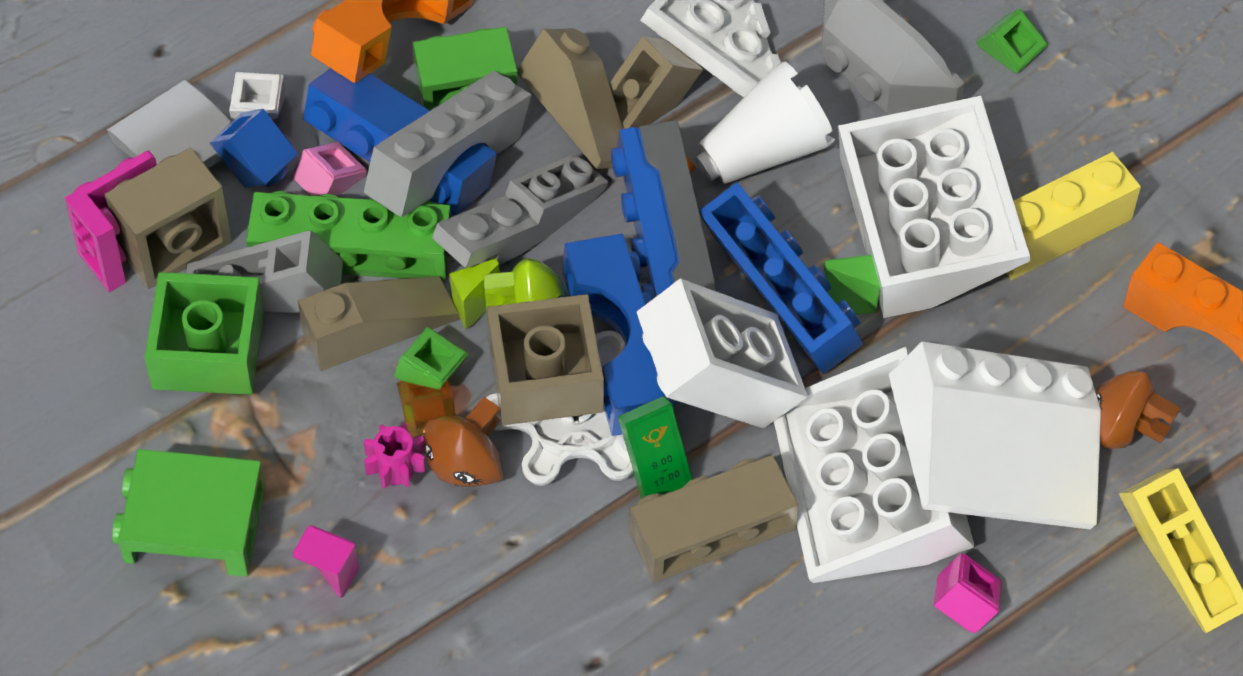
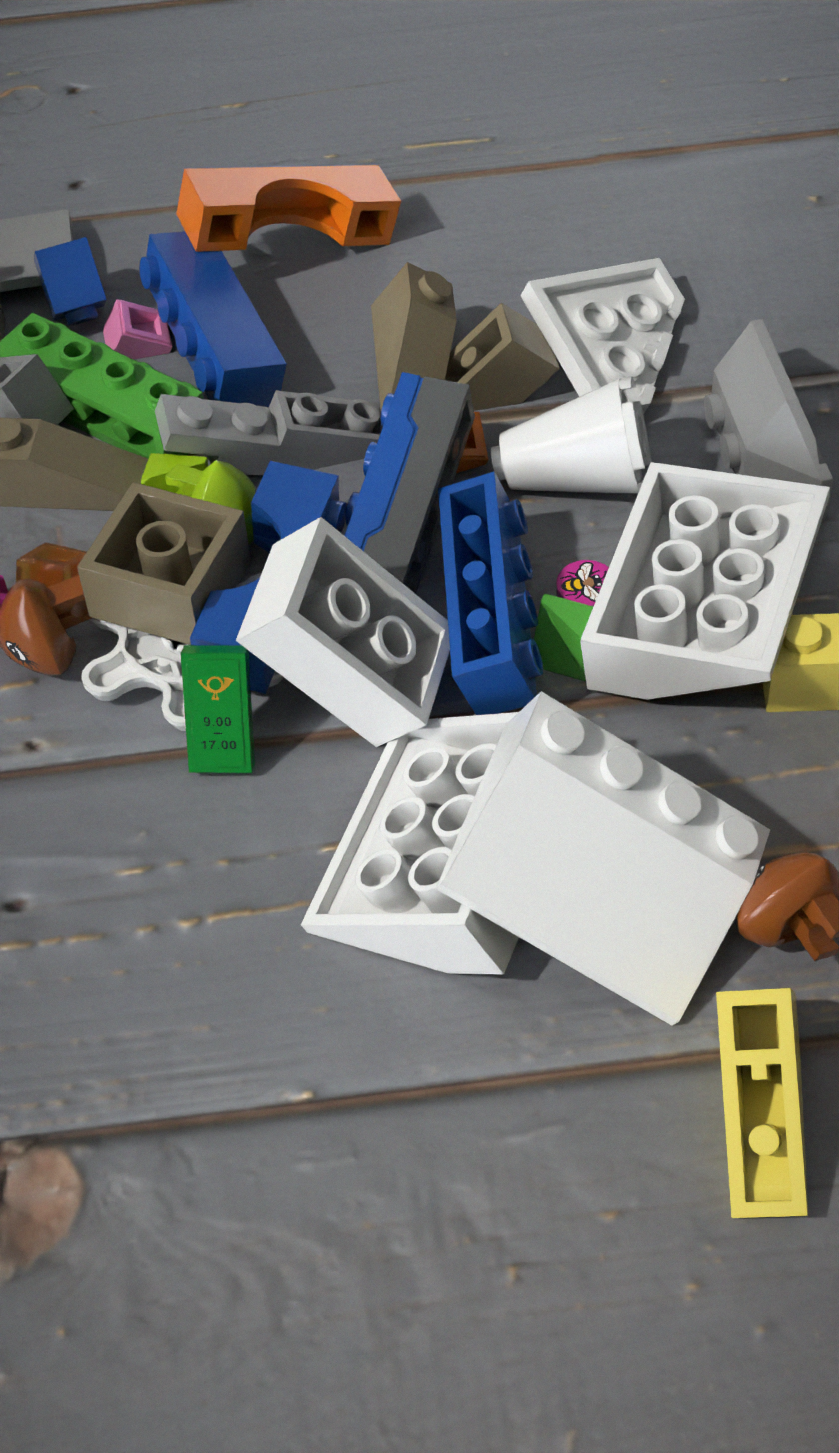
camera: 35 degrees right, 5 degrees down
(256, 92) = (117, 241): white slope -> none
(414, 159) = (178, 328): light grey arch -> none
(430, 360) = (74, 527): bright green slope -> none
(457, 61) = (324, 288): bright green brick -> none
(712, 517) = (237, 808): dark tan brick -> none
(833, 239) = (581, 581): none -> tile
(968, 593) = (465, 1026): dark pink slope -> none

